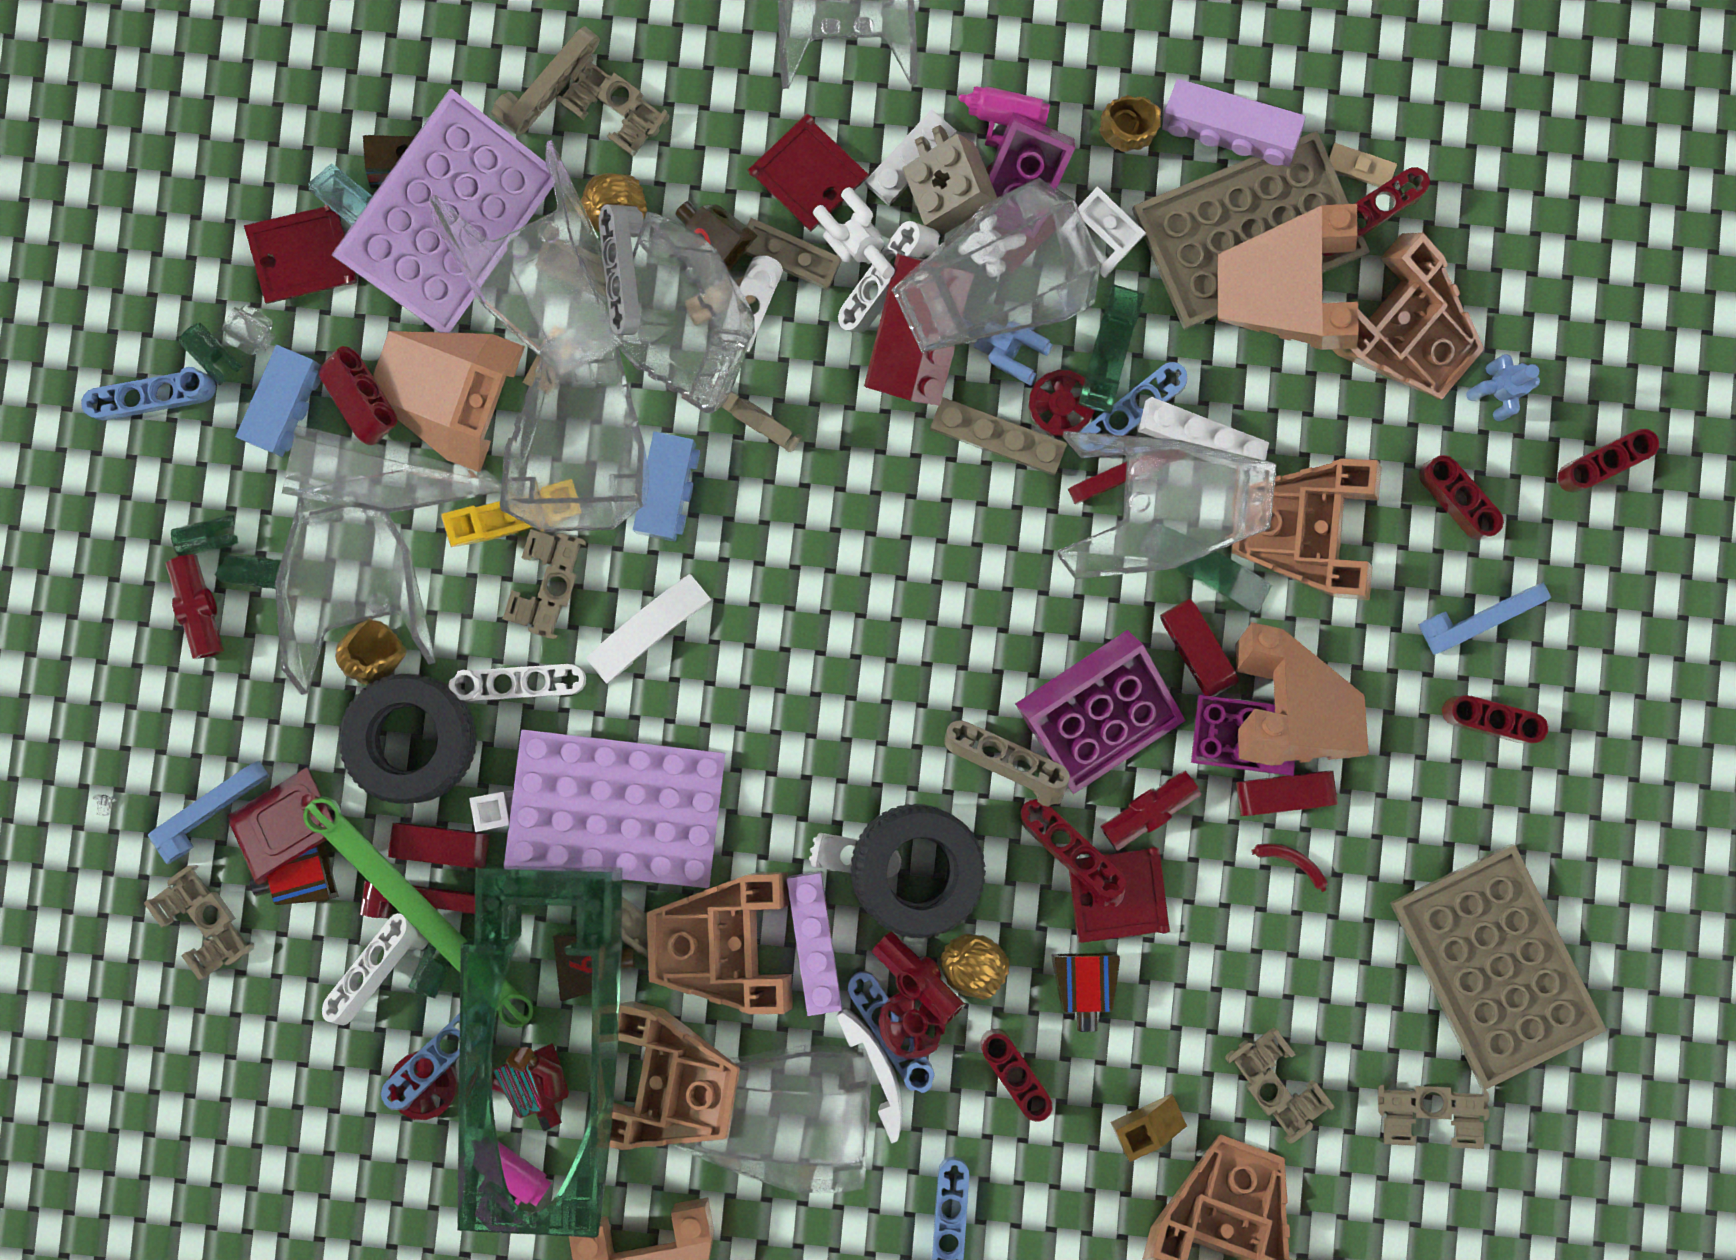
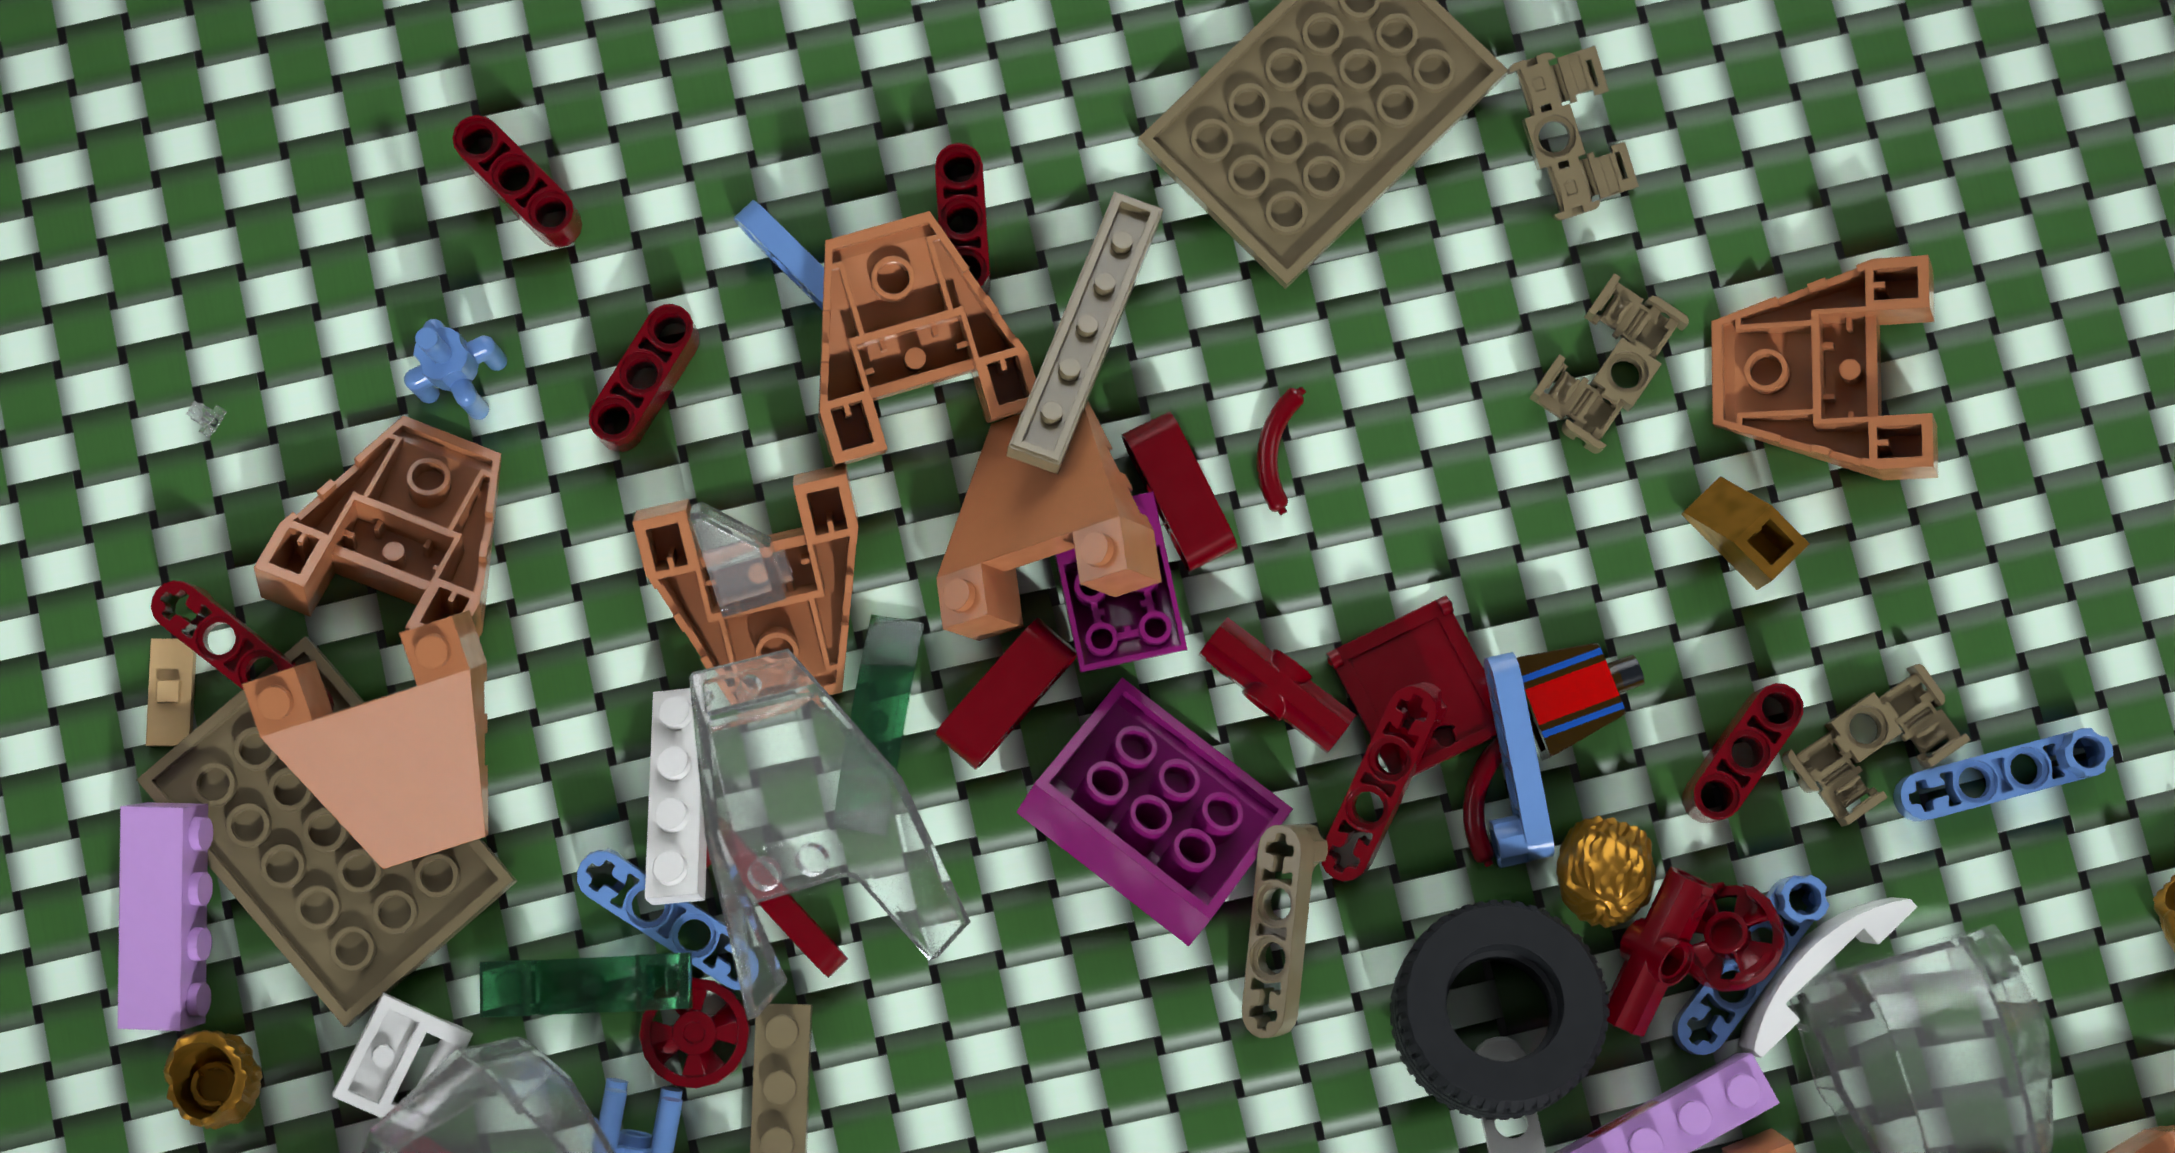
camera: 110 degrees left, 5 degrees down
(1010, 1185) = (1901, 707): none -> dark tan piece
(1012, 927) = (1528, 831): none -> medium blue beam
(1044, 905) = (1475, 803): none -> dark red piece
(1332, 515) = (739, 561): none -> clear slope
(1404, 769) = (1084, 333): none -> dark tan tile
(1447, 661) = (901, 319): none -> nougat wedge
(1520, 234) = (206, 417): none -> clear piece

